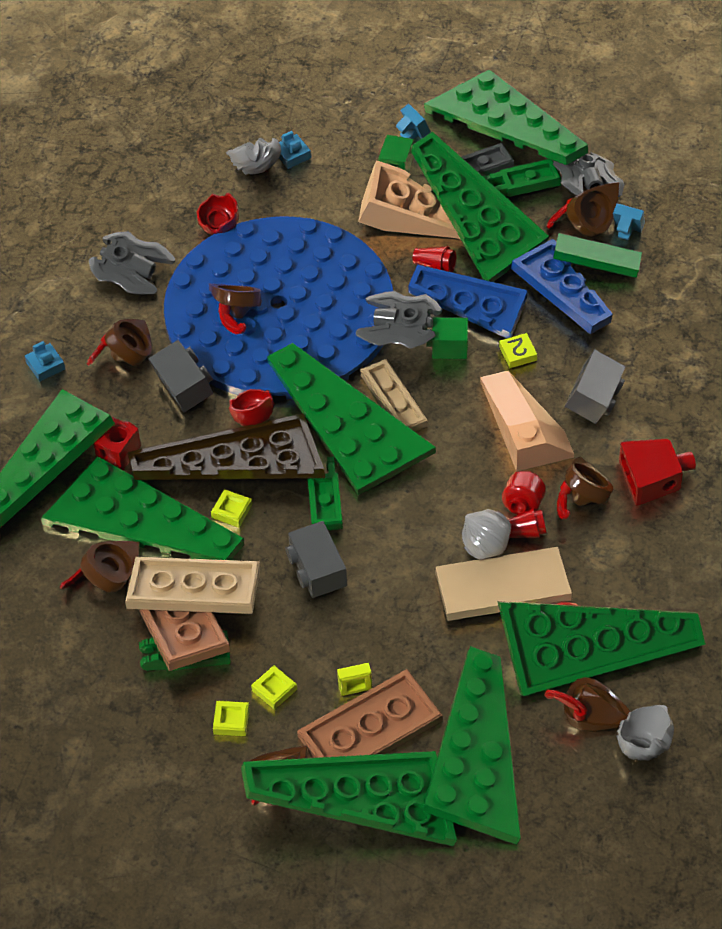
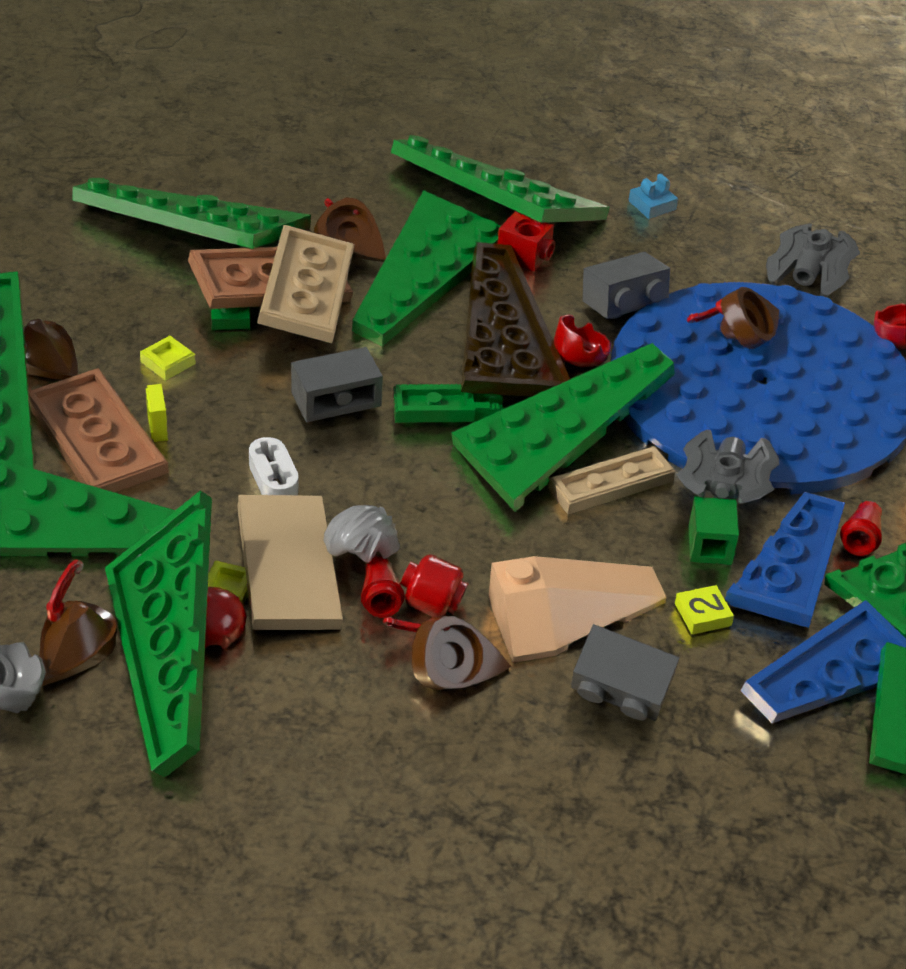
camera: 85 degrees right, 10 degrees down
(92, 664) = (202, 215): none -> green wing
(128, 342) = (684, 249): reddish brown piece -> none
(231, 508) = (433, 333): neon yellow tile -> none
(231, 718) = (131, 324): neon yellow tile -> none
(405, 601) = (280, 468): none -> white beam
(653, 468) = (472, 735): red torso -> none

